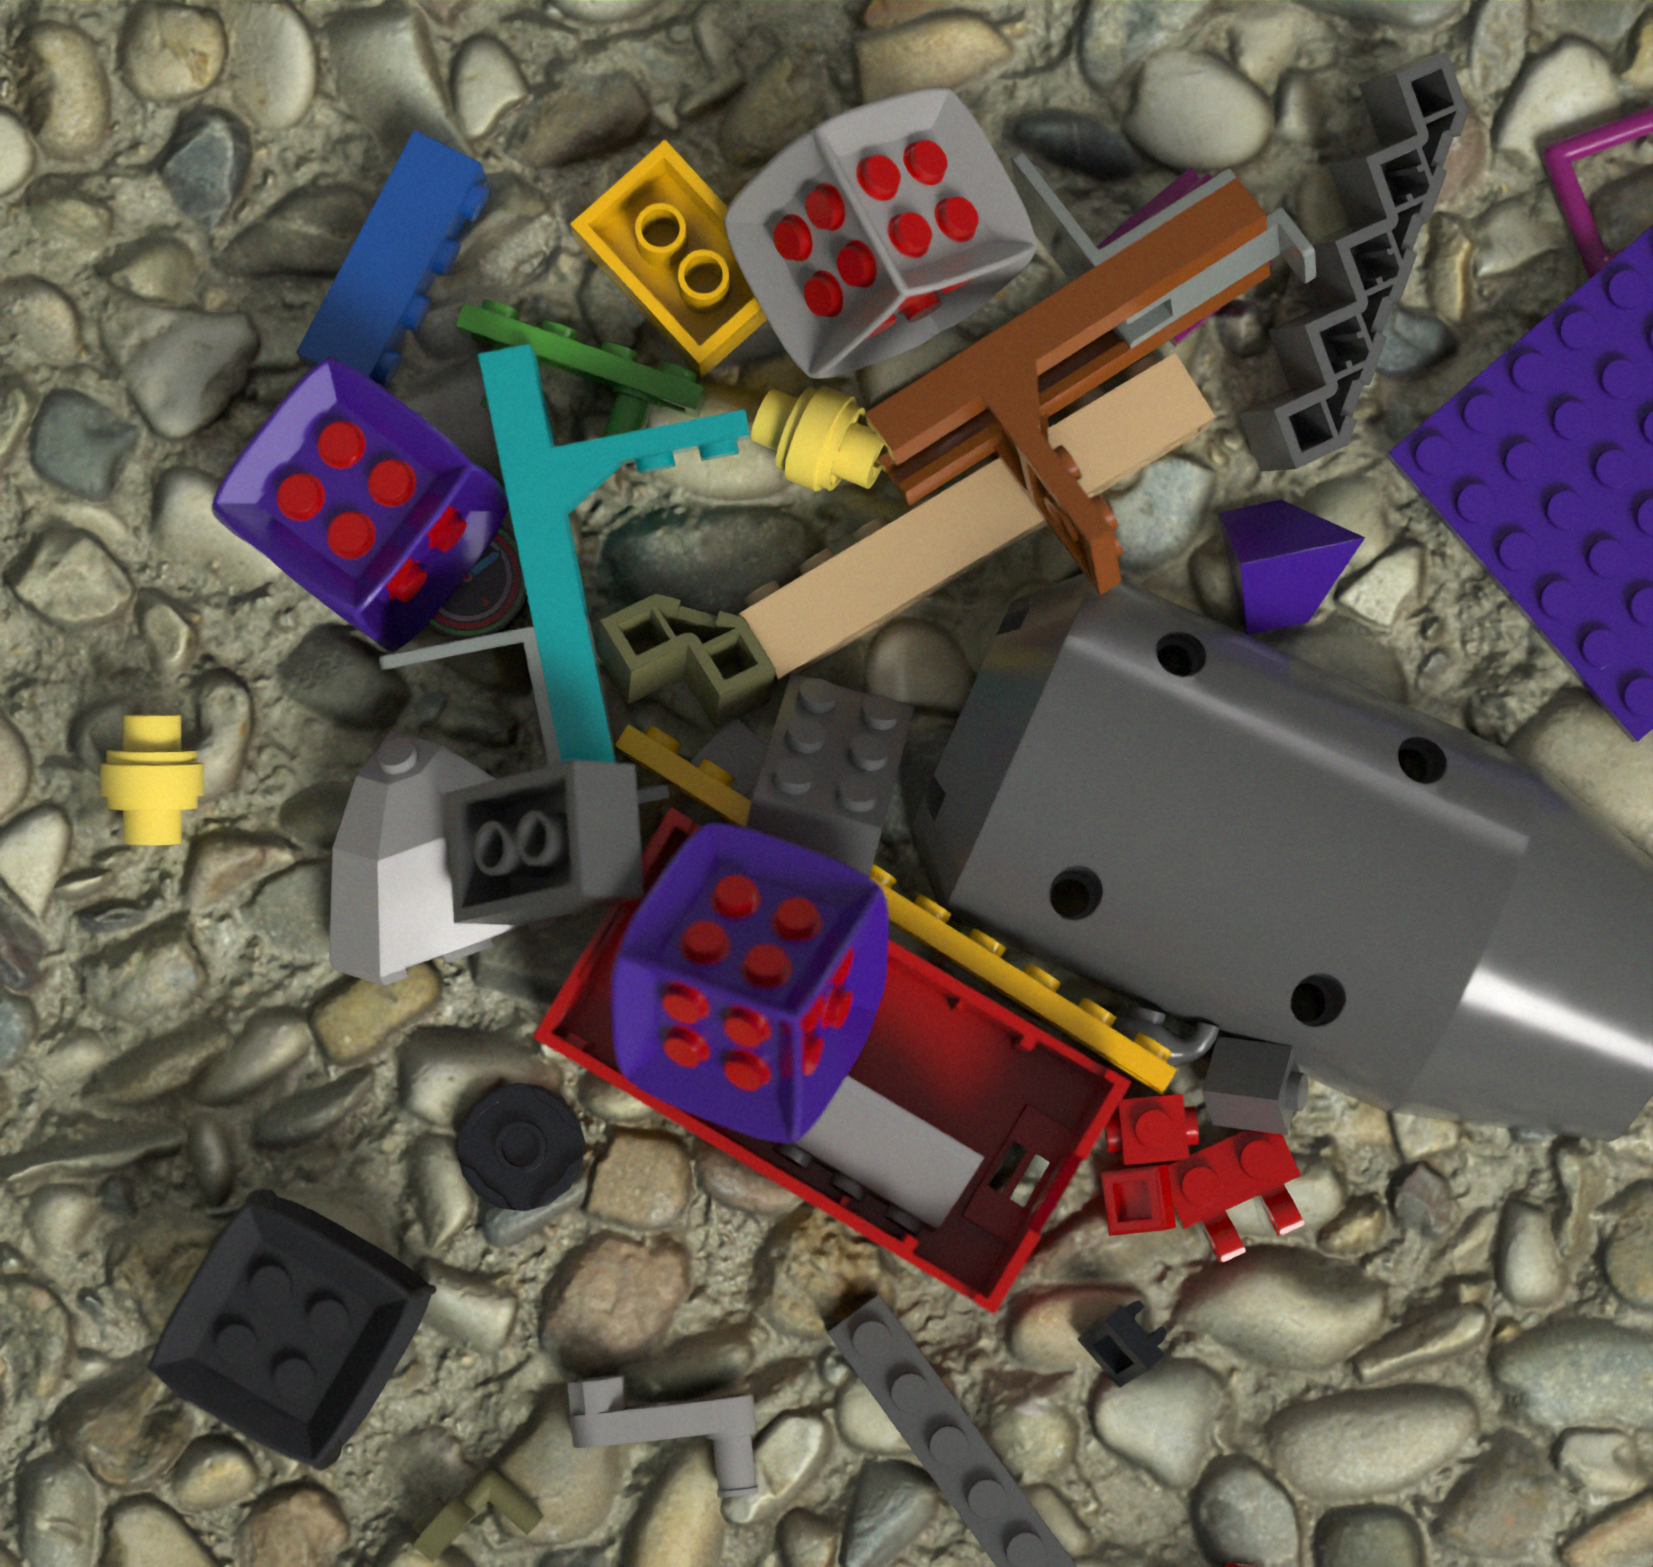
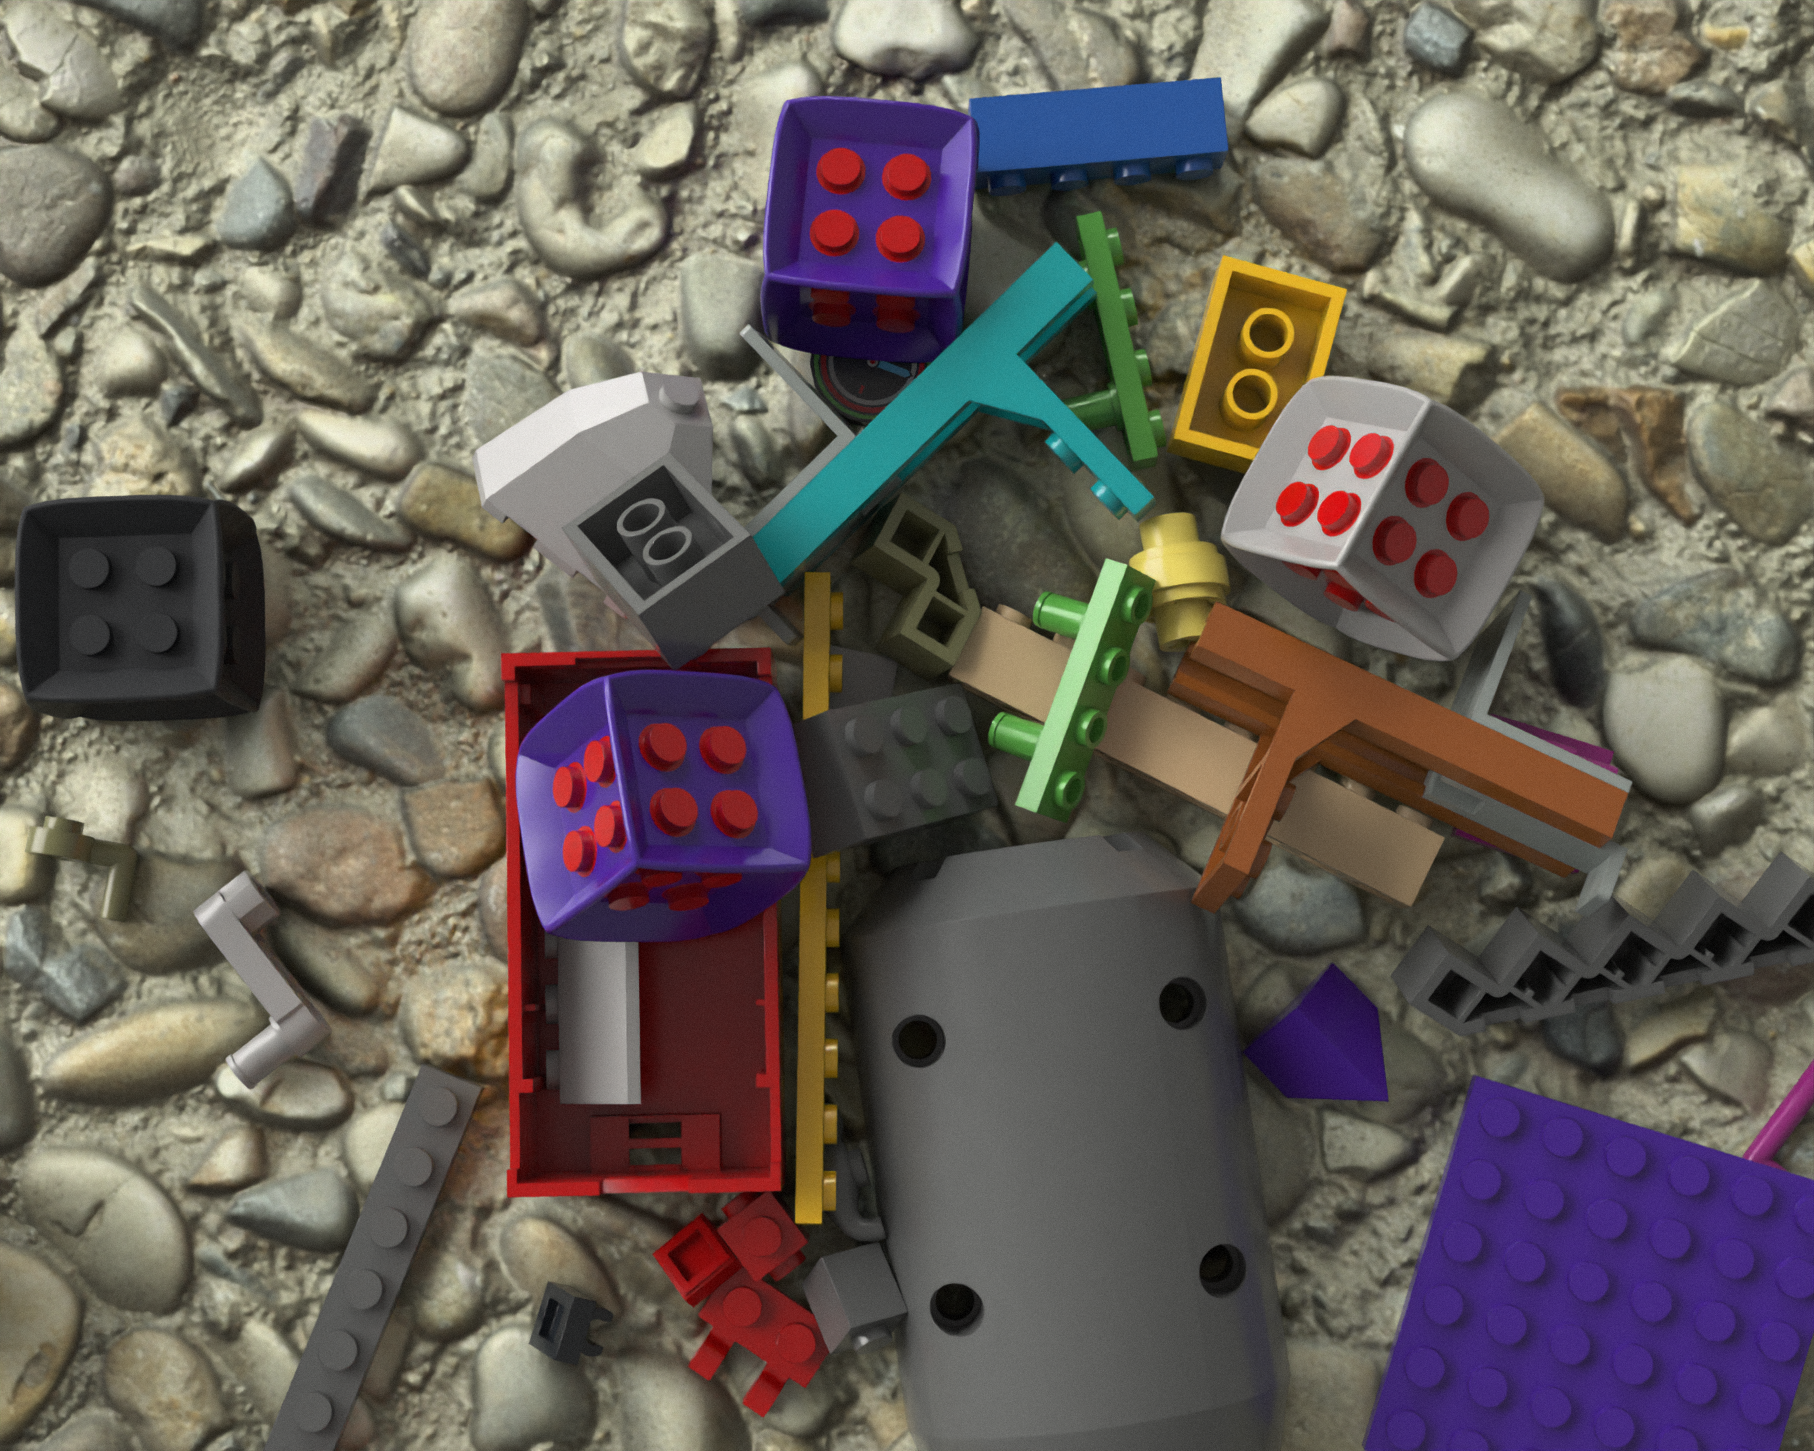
camera: 55 degrees right, 0 degrees up
(152, 779) = (536, 207): light yellow piece -> none
(521, 1147) = (422, 708): black tile -> none
(854, 551) = (1079, 711): none -> bright green plate

